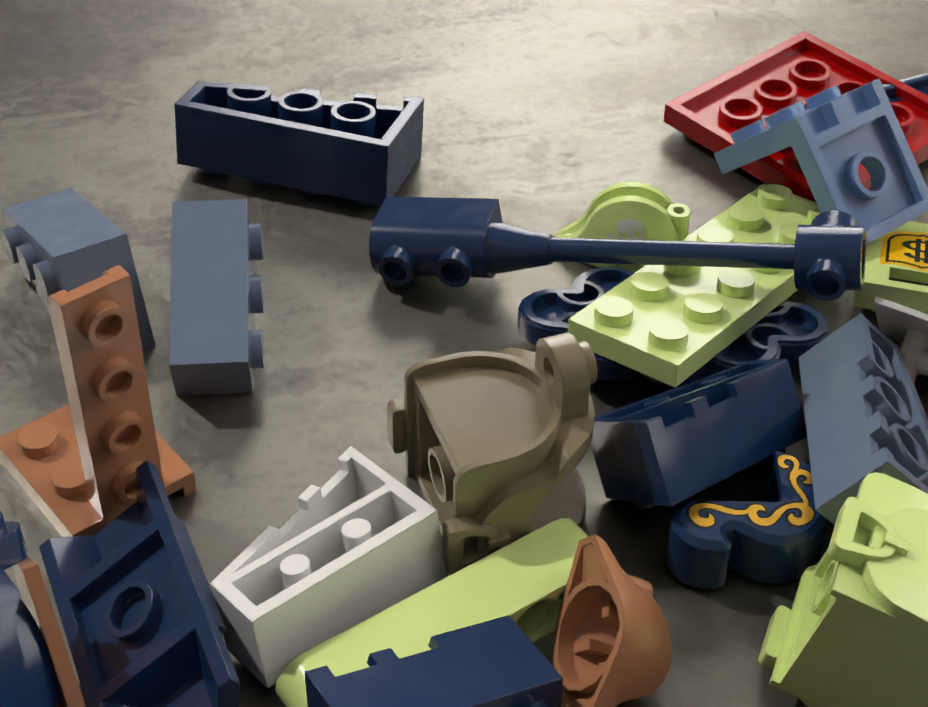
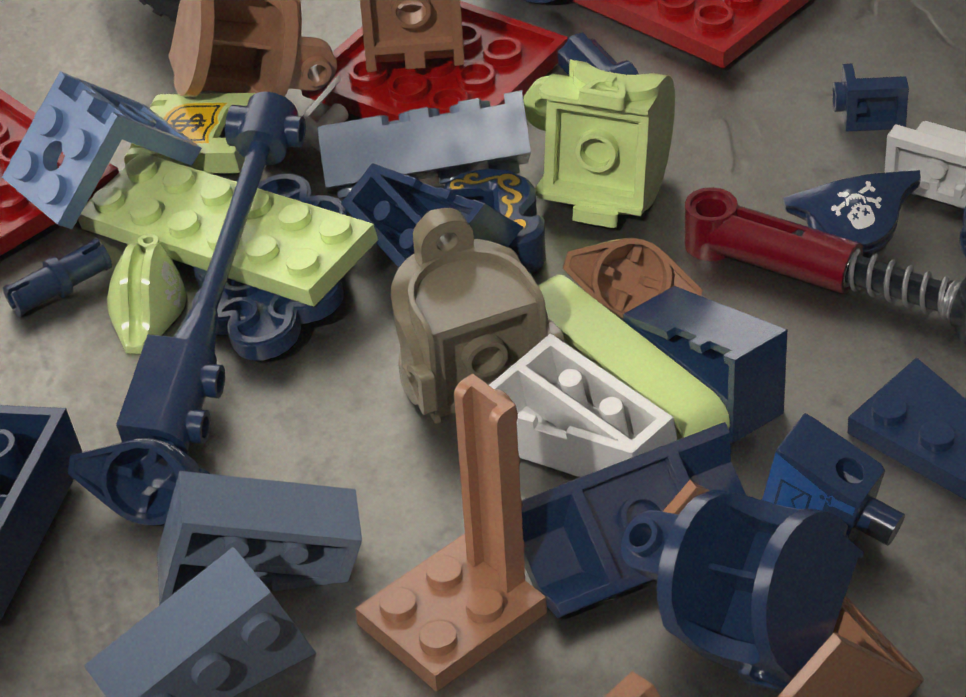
camera: 90 degrees left, 0 degrees up
(333, 240) = (133, 477): none -> dark blue hat
(658, 172) = (57, 277): none -> dark blue pin

